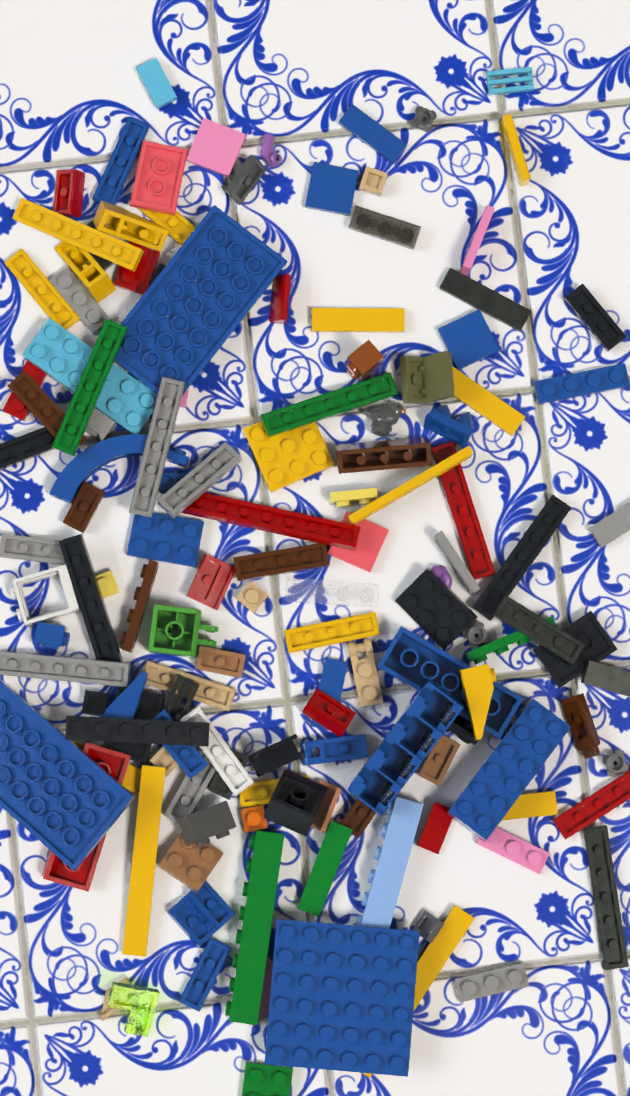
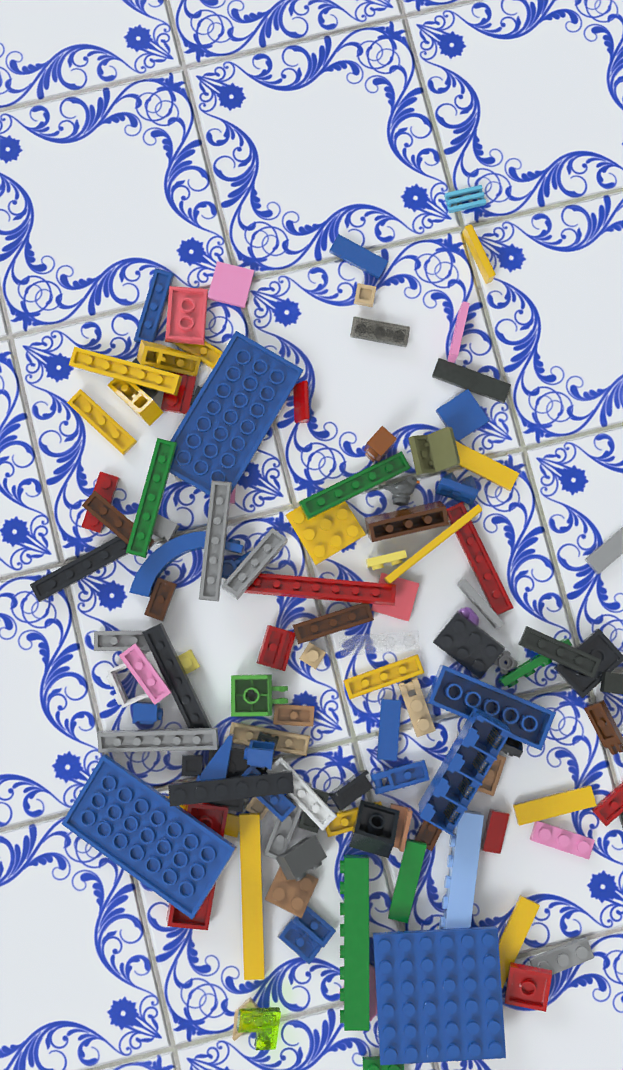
camera: 10 degrees left, 0 degrees up
(56, 588) = (145, 673): none -> bright pink plate
(65, 358) = (128, 476): medium azure plate -> none
(69, 193) = (114, 337): red slope -> none
(79, 300) = (134, 425): light grey plate -> none
(142, 597) = (216, 686): reddish brown plate -> none
(156, 83) = (174, 238): medium azure tile -> none
(166, 539) = (233, 616): blue plate -> none
(175, 698) = (259, 754): none -> blue window
(205, 974) = (317, 986): blue tile -> none
(245, 180) = (258, 307): dark grey plate -> none
(253, 818) = (340, 845): orange plate -> none
(267, 151) = (273, 282): medium lavender arm -> none
(328, 712) = (391, 746): red slope -> none
(331, 189) = (331, 306): blue tile -> none
(358, 320) = (368, 411): yellow tile -> none
(420, 113) = (399, 233): flat silver plate -> none
(428, 926) = (501, 918): flat silver plate -> none
(446, 1005) = (528, 986): none -> red plate
(478, 690) = (519, 716): yellow slope -> none
(508, 770) = (551, 776): blue brick -> none
(522, 556) = (533, 591): black plate -> none
(581, 384) = (561, 439): blue plate -> none
(595, 317) = (564, 383): black plate -> none

